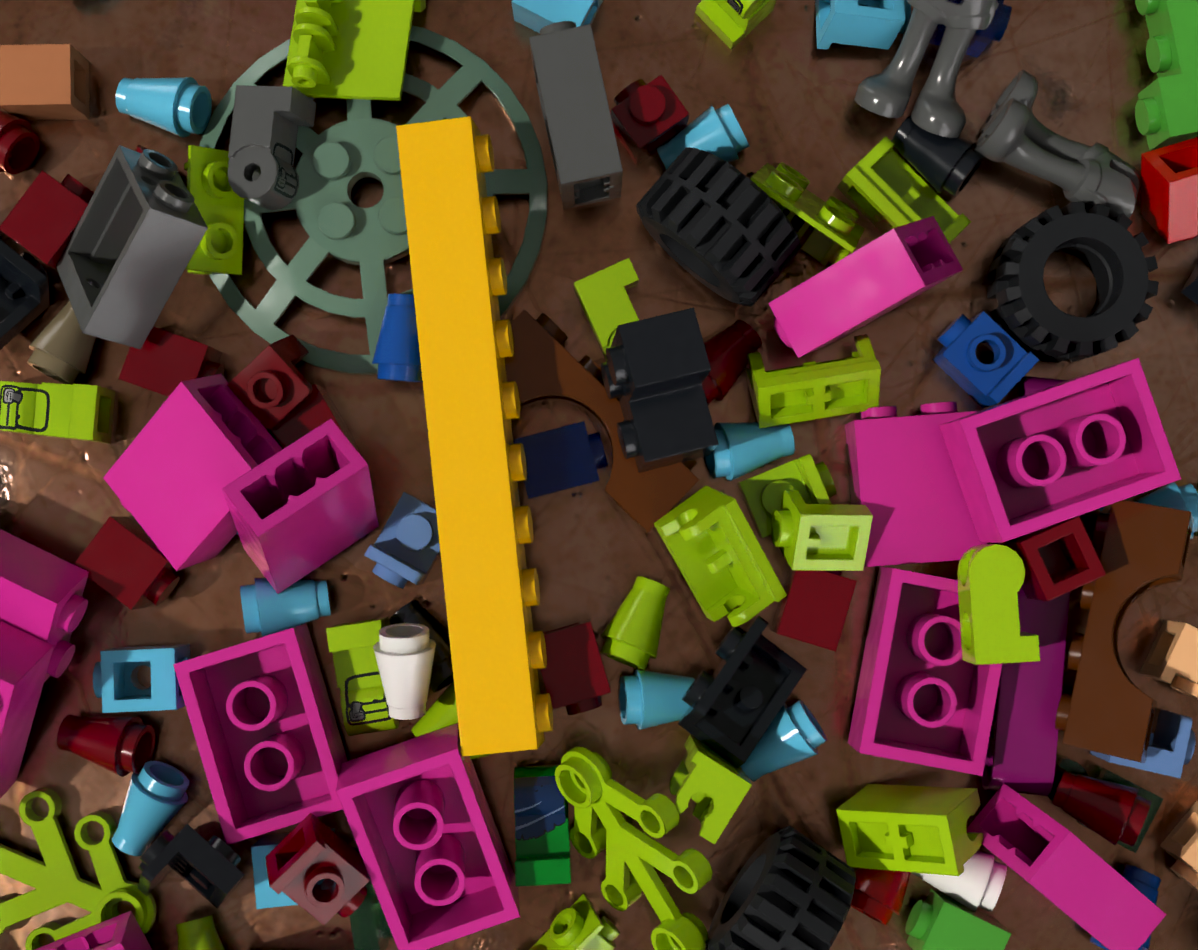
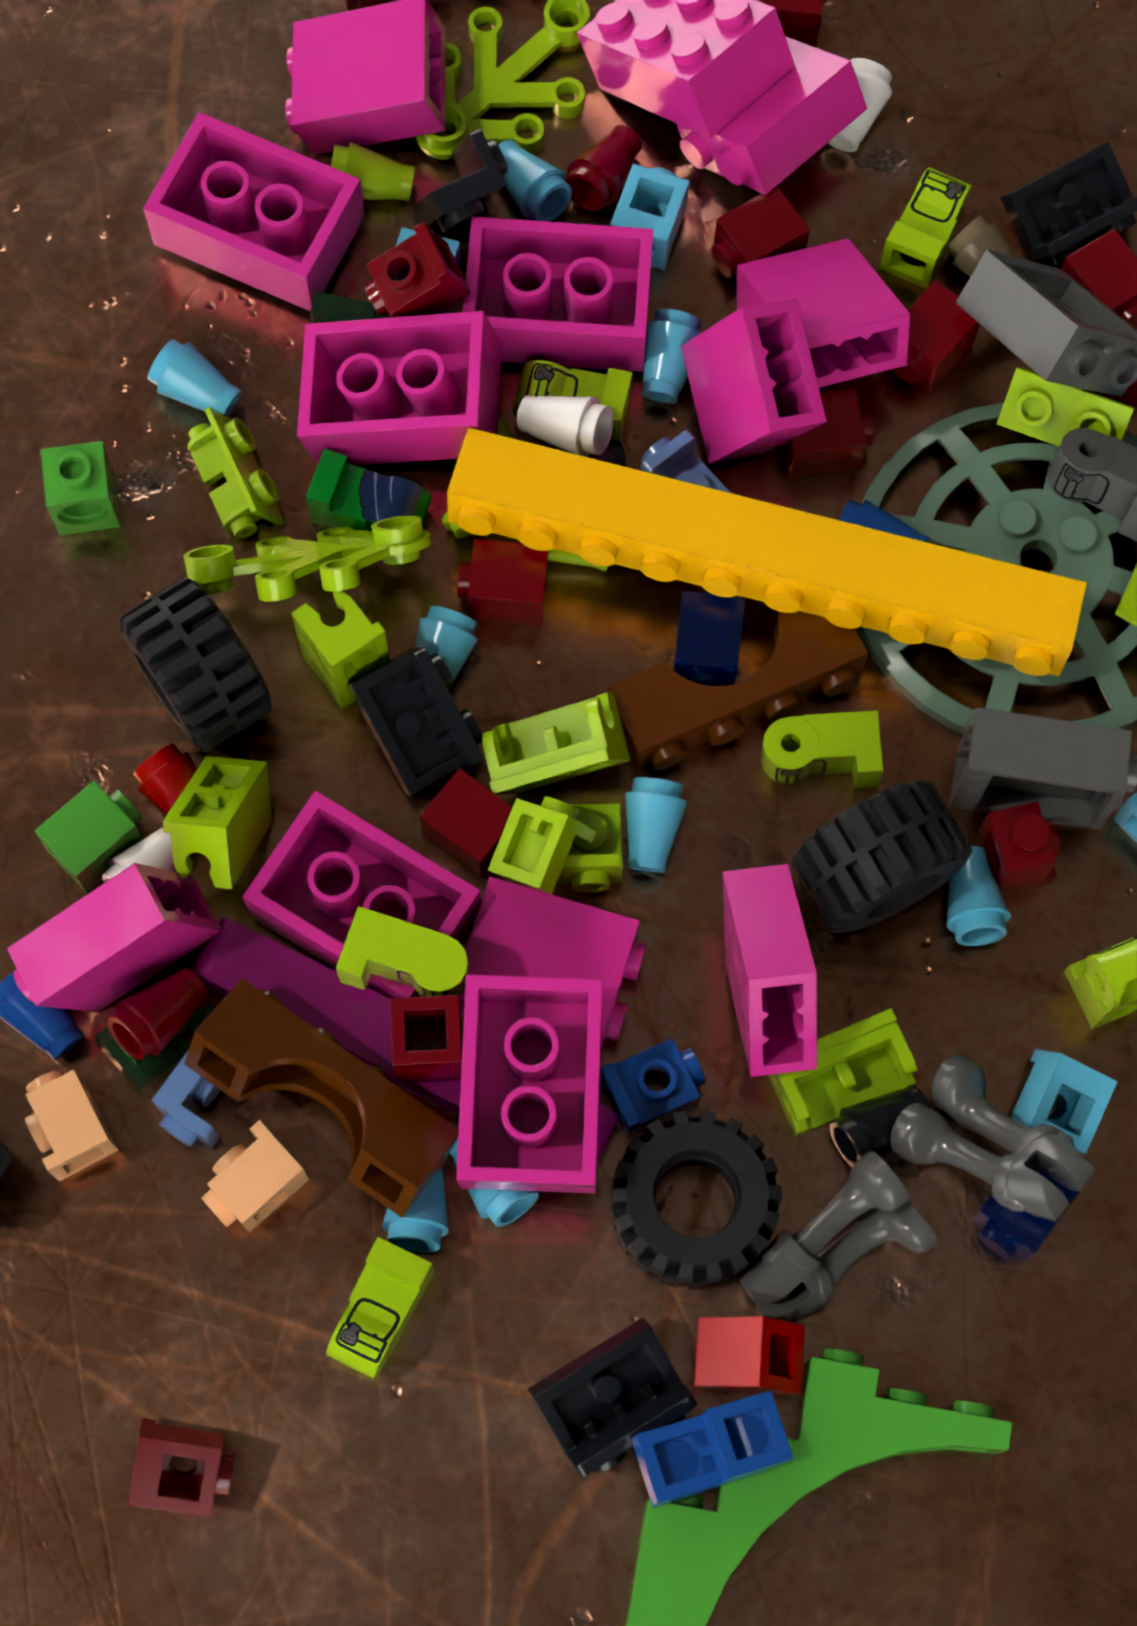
camera: 115 degrees right, 15 degrees down
(271, 383) = (884, 406): dark red bracket -> none
(636, 627) = (519, 656): lime cone -> none
(658, 377) = (743, 734): black brick -> none
(728, 358) = (746, 825): dark red cone -> none
(787, 740) = (352, 752): medium azure cone -> none
(815, 388) = (687, 901): lime hinge -> none
(833, 220) = (873, 960): lime hinge -> none

